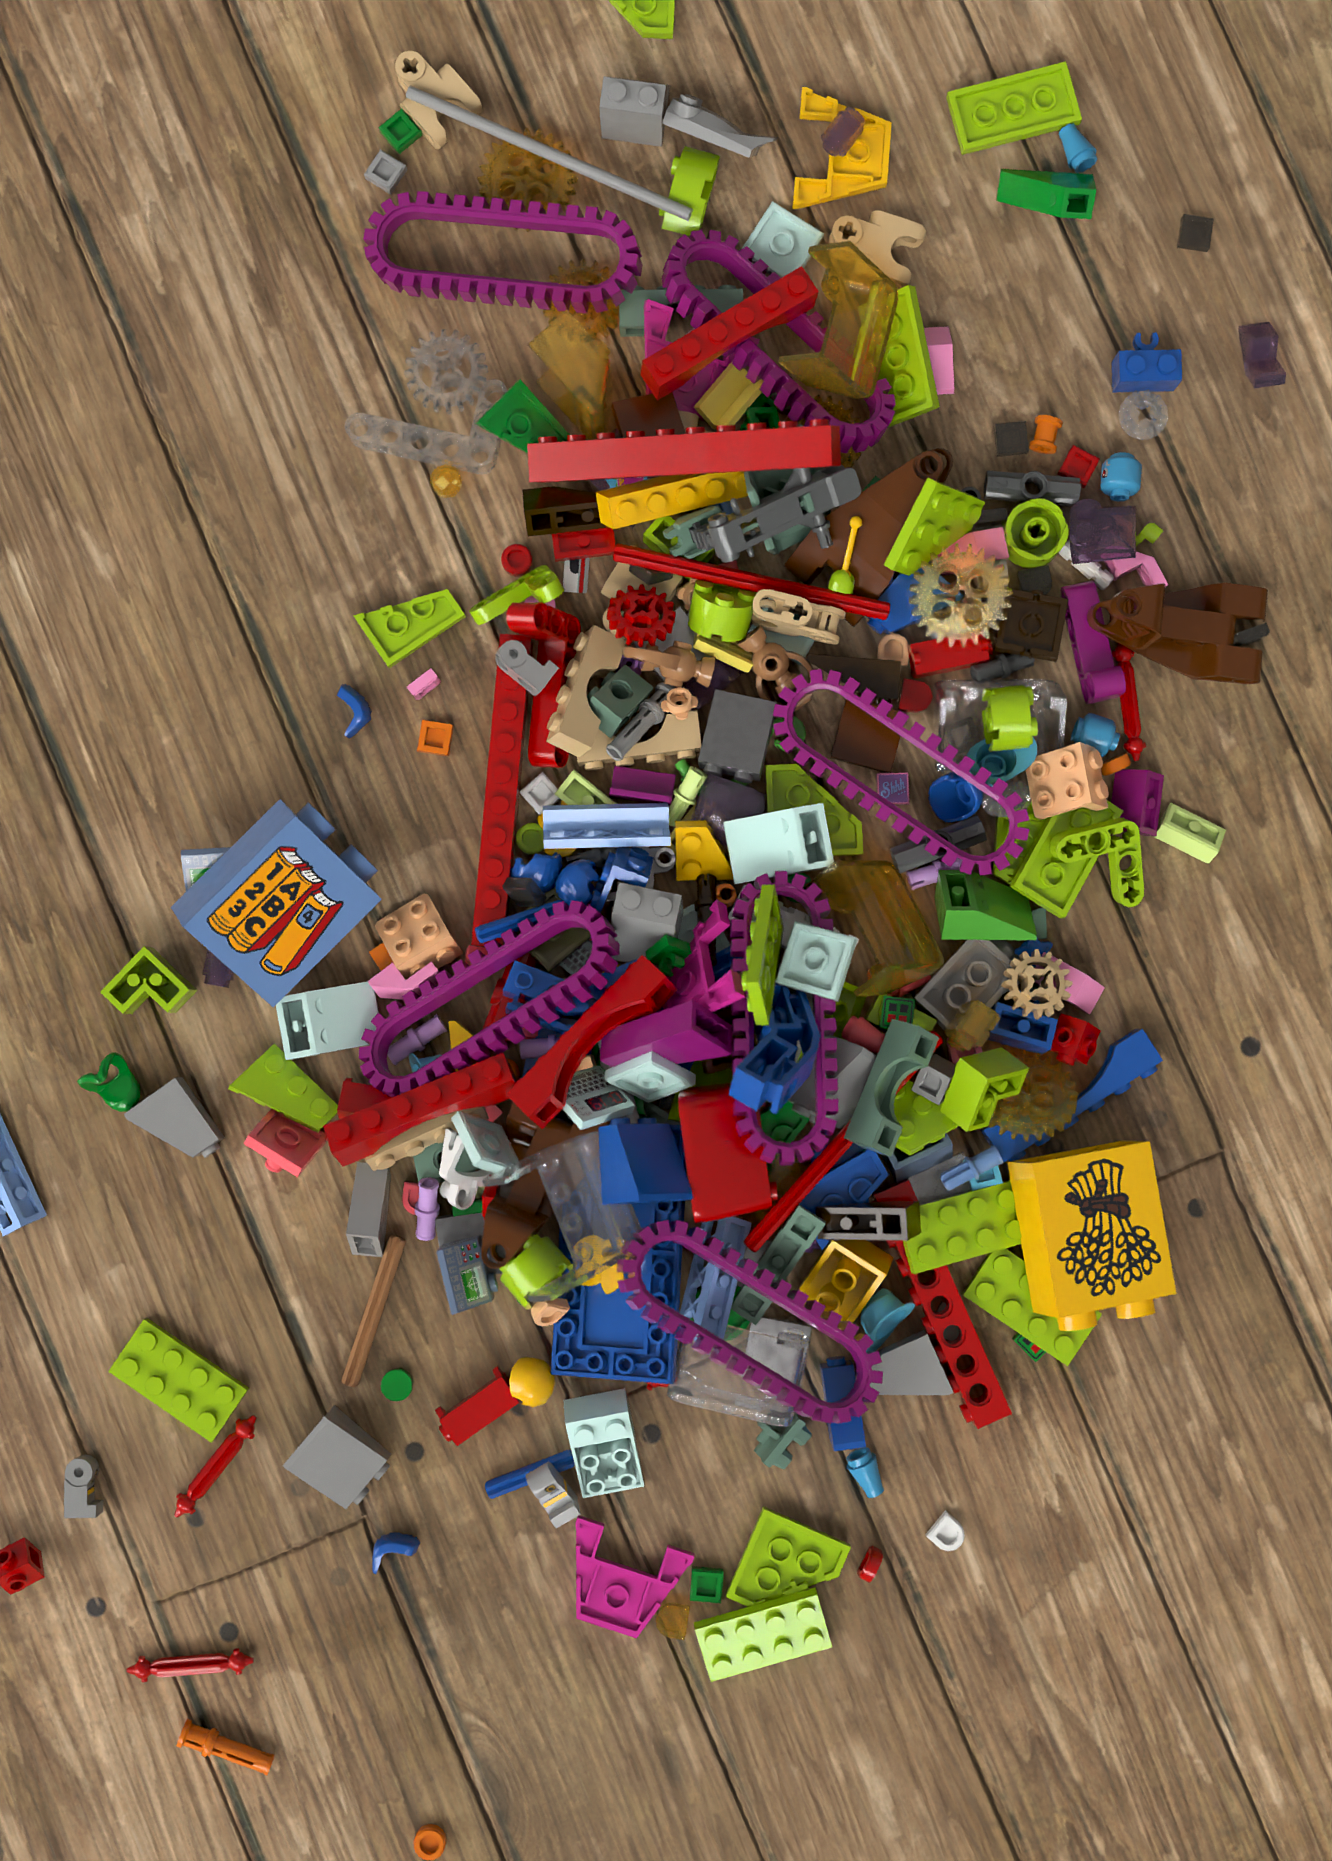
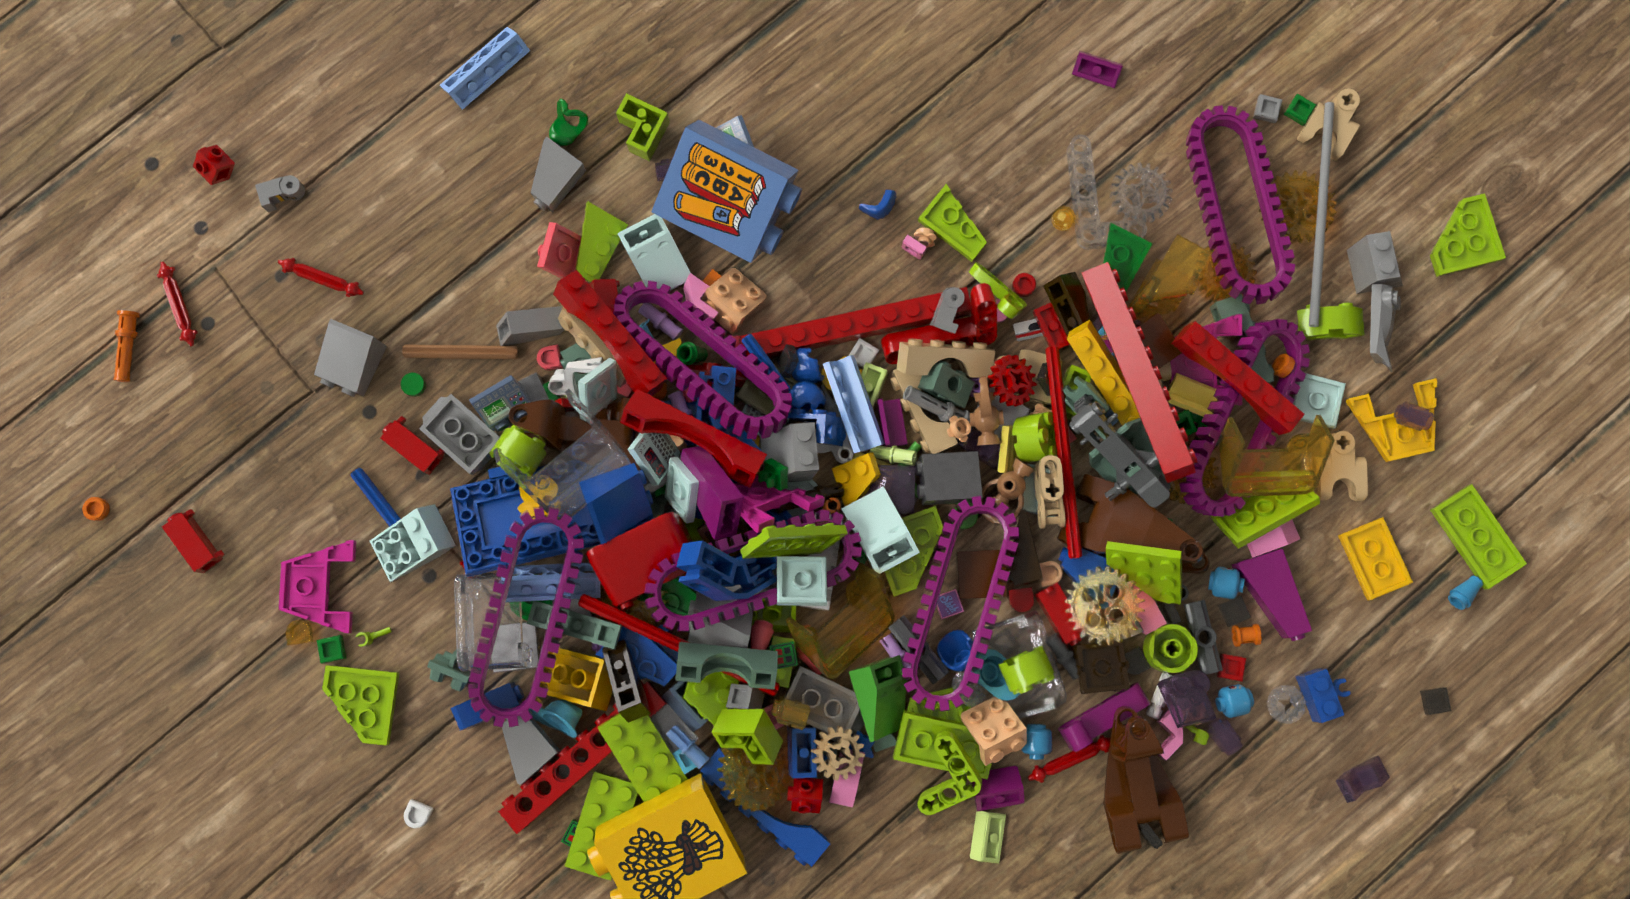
camera: 70 degrees right, 5 degrees down
(178, 1379) = (374, 234): lime plate -> none
(261, 371) = (1097, 69): none -> magenta slope
(393, 1543) = (300, 417): blue hair -> none
(415, 665) = (925, 236): none -> light nougat plate
(427, 1209) = (542, 364): lavender pin -> none
(435, 738) = (878, 268): orange tile -> none
(473, 1013) = (690, 353): none -> green cone
(481, 1341) = (459, 433): none -> light grey slope
(513, 1727) = (192, 542): none -> red brick
(530, 838) = (827, 354): lime tile -> none
(531, 1381) = (441, 476): yellow hair -> none
(549, 1312) = (493, 472): light nougat tile -> none
(553, 1494) = (365, 517): light grey leg -> none
(706, 1530) = (374, 635): none -> lime hand
(726, 270) = (1283, 365): none -> orange tile
(762, 1634) = (305, 700): plate -> none
(843, 580) = (1087, 517): hinge -> none
(865, 1470) = (447, 737): dark azure cone -> none
(870, 1564) = (378, 764): red tile -> none
(974, 437) = (1226, 582): none -> dark azure head
(1000, 243) = (1375, 558): none -> yellow tile
(1004, 380) = (1275, 592): none -> magenta slope
(1048, 192) = (1425, 581): green slope -> none
(1115, 764) = (1020, 762): orange tile -> none
(1160, 503) = (1225, 736): none -> clear purple brick

